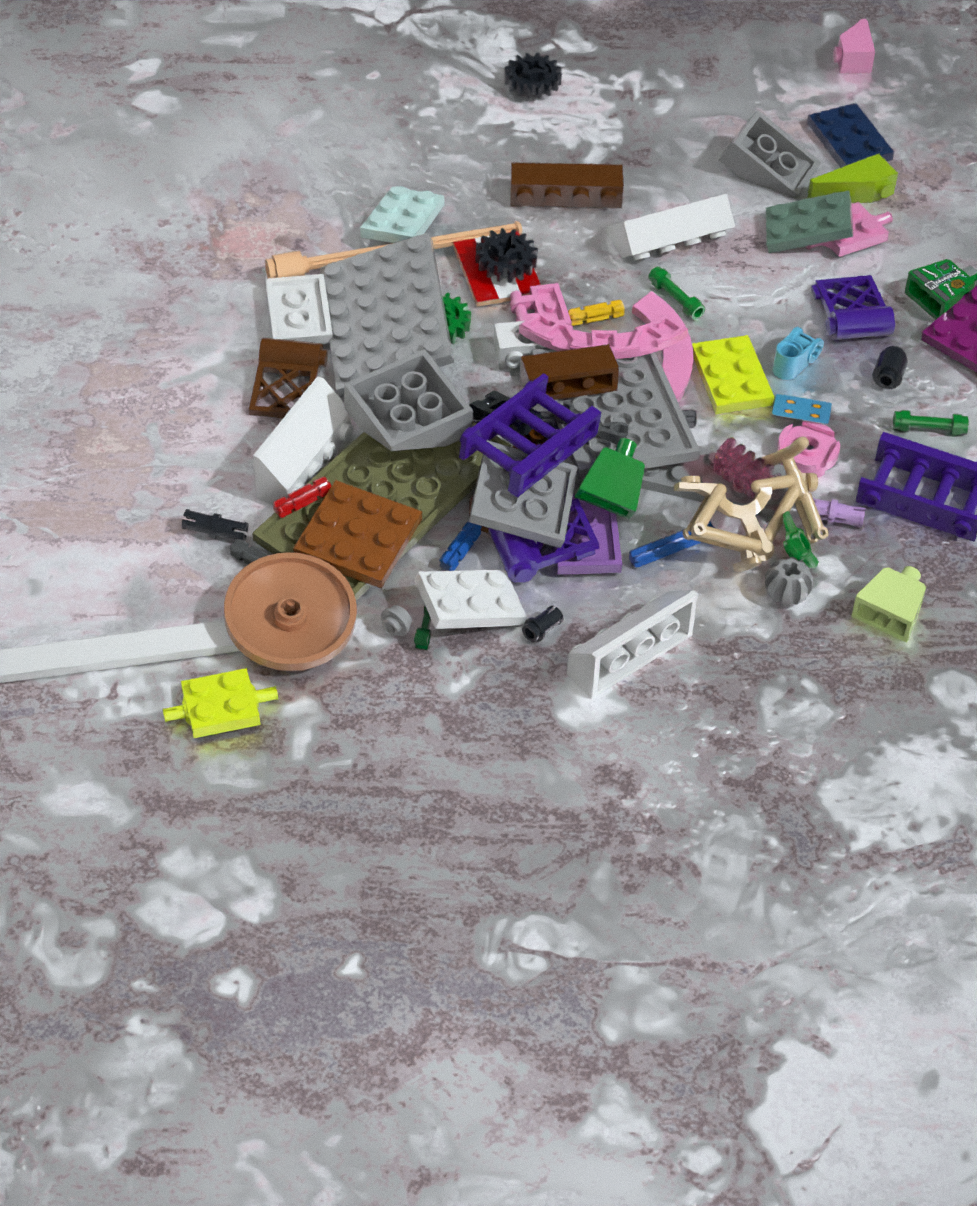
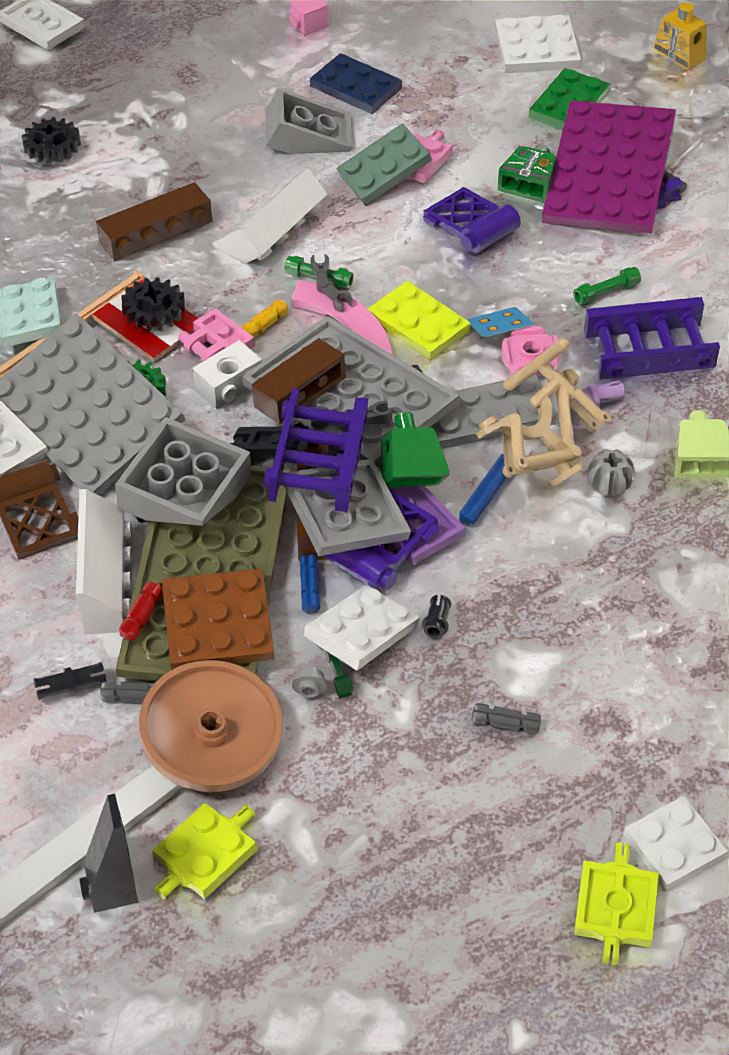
camera: 30 degrees left, 0 degrees up
(139, 665) = (108, 863): none -> black wedge
(503, 913) = (616, 903): none -> neon yellow plate
(534, 731) = (506, 718): none -> dark grey axle
(593, 898) = (675, 843): none -> white plate
(632, 642) = (527, 590): white slope -> none
(642, 341) = (331, 326): bright pink tile -> none
(674, 293) = (322, 284): none -> dark grey piece
(740, 466) = (505, 393): clear pink piece -> none
(795, 354) = (458, 279): medium azure piece -> none
(797, 544) = (596, 435): green plate -> none
(865, 180) = (399, 107): lime slope -> none
(890, 367) = (541, 255): black brick -> none

